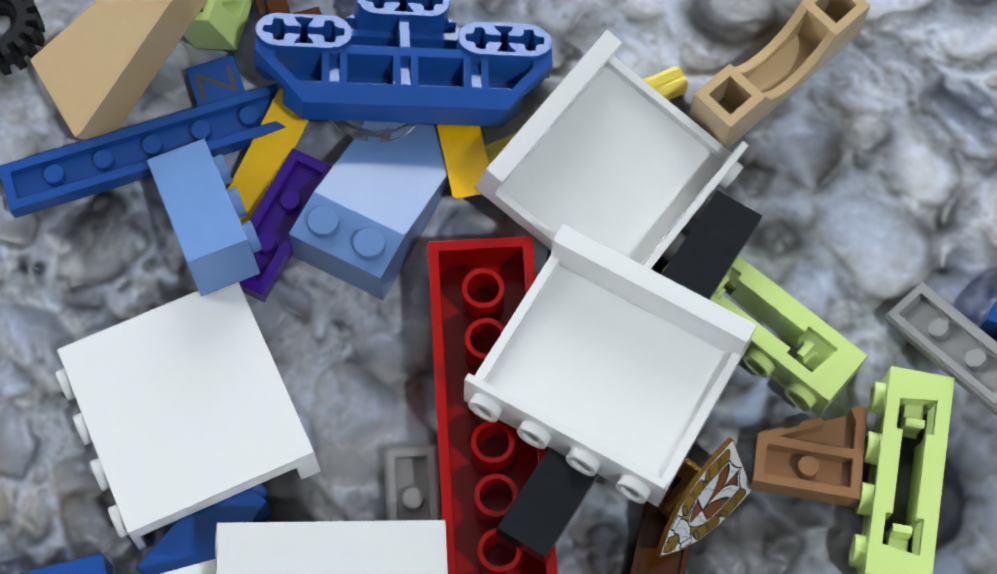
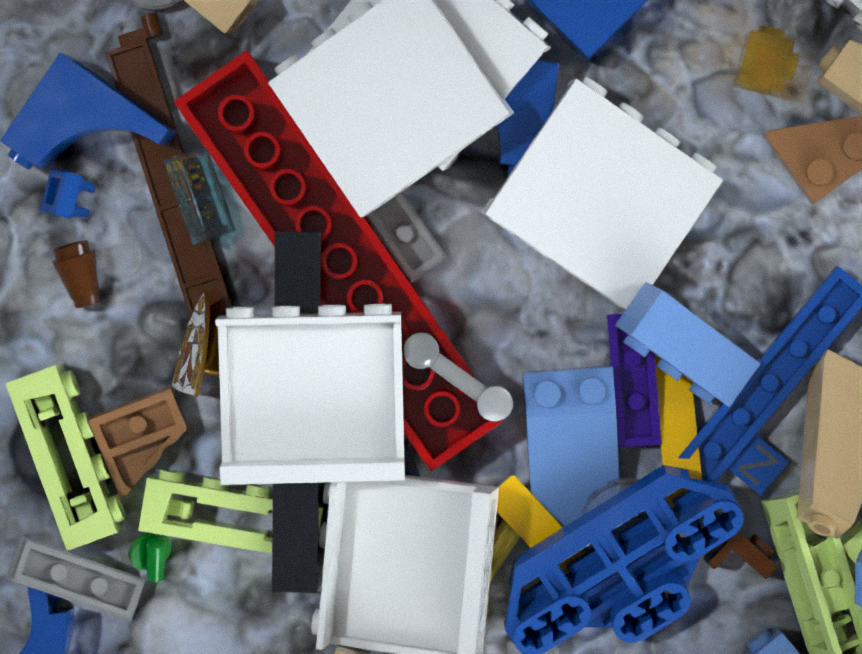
camera: 150 degrees right, 20 degrees up
(466, 343) = (493, 402): none -> light grey bar
(866, 331) = (149, 554): none -> green plate

